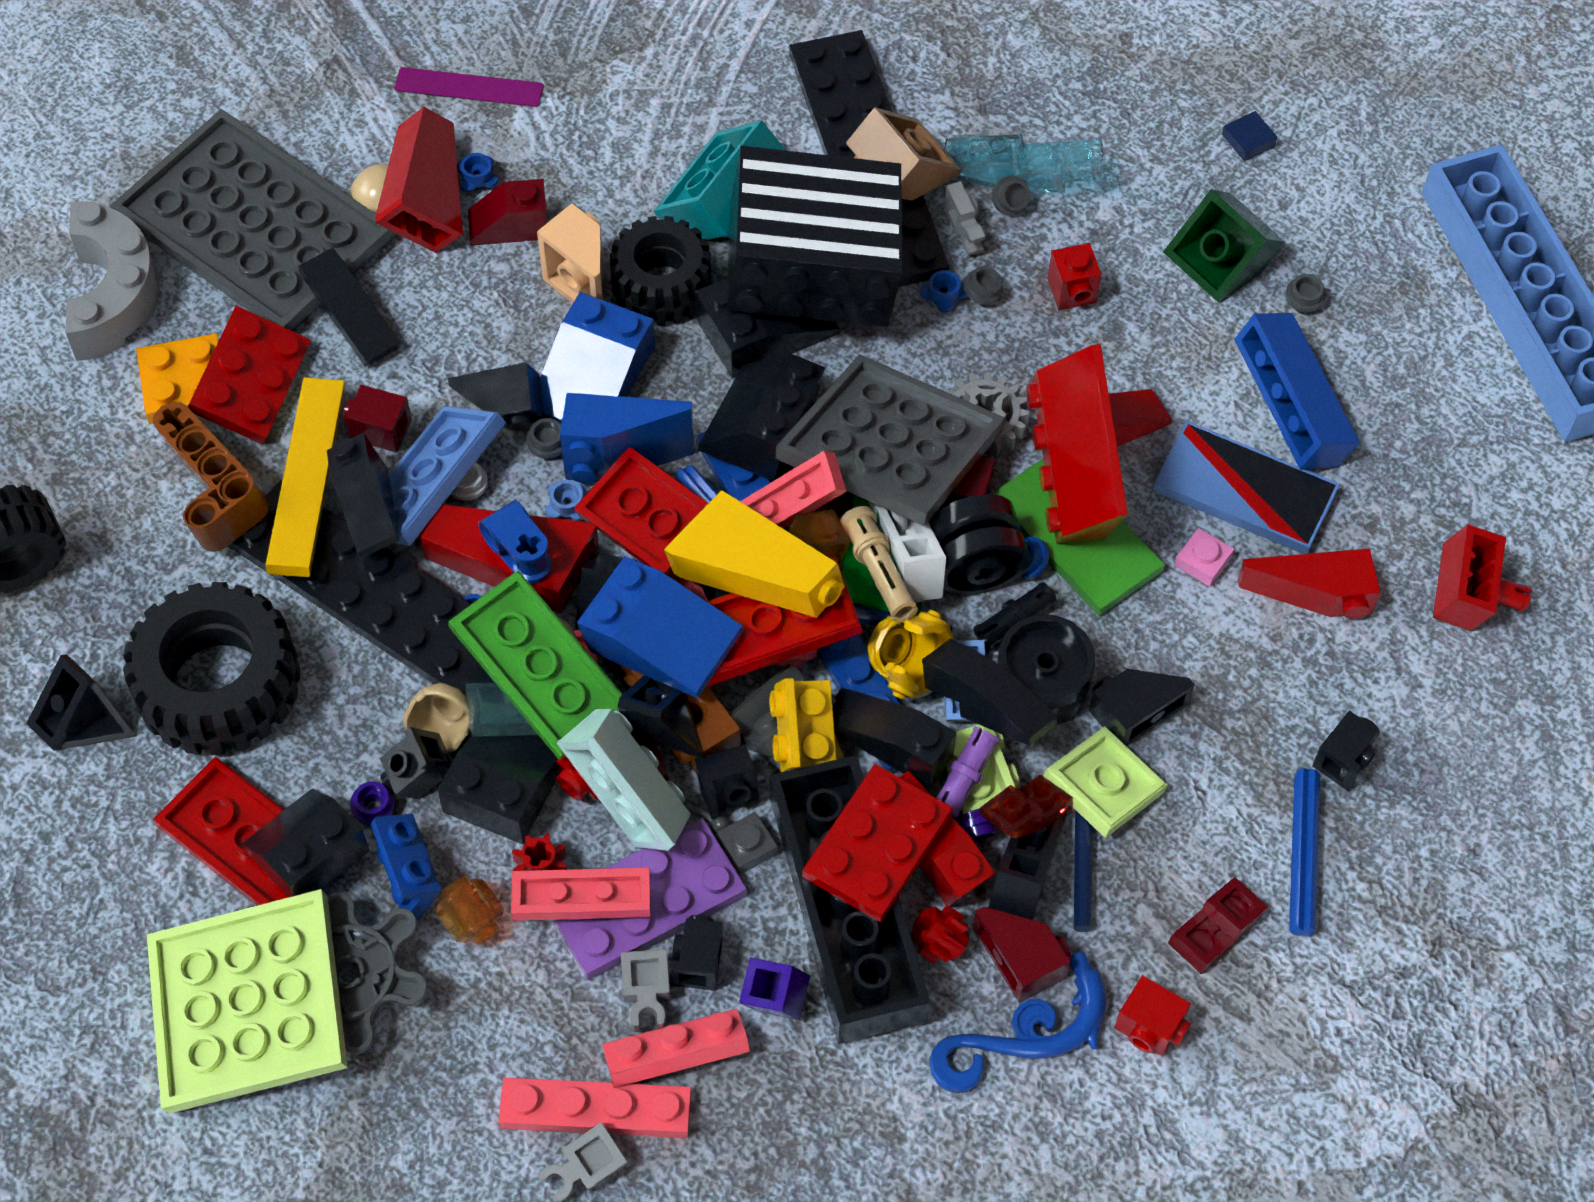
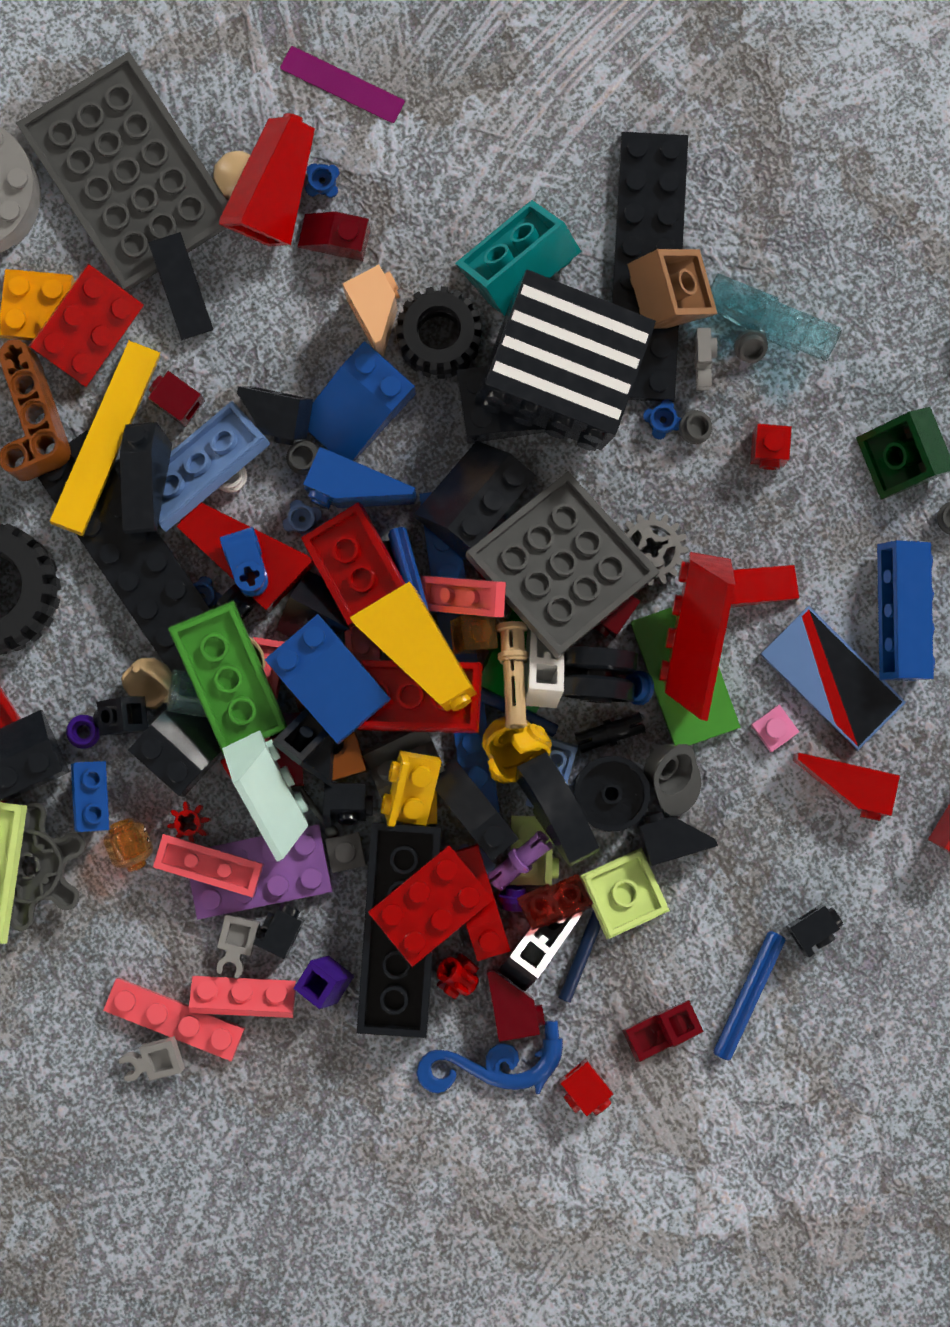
camera: 20 degrees right, 25 degrees up
(1111, 628) = (673, 776): none -> dark grey piece

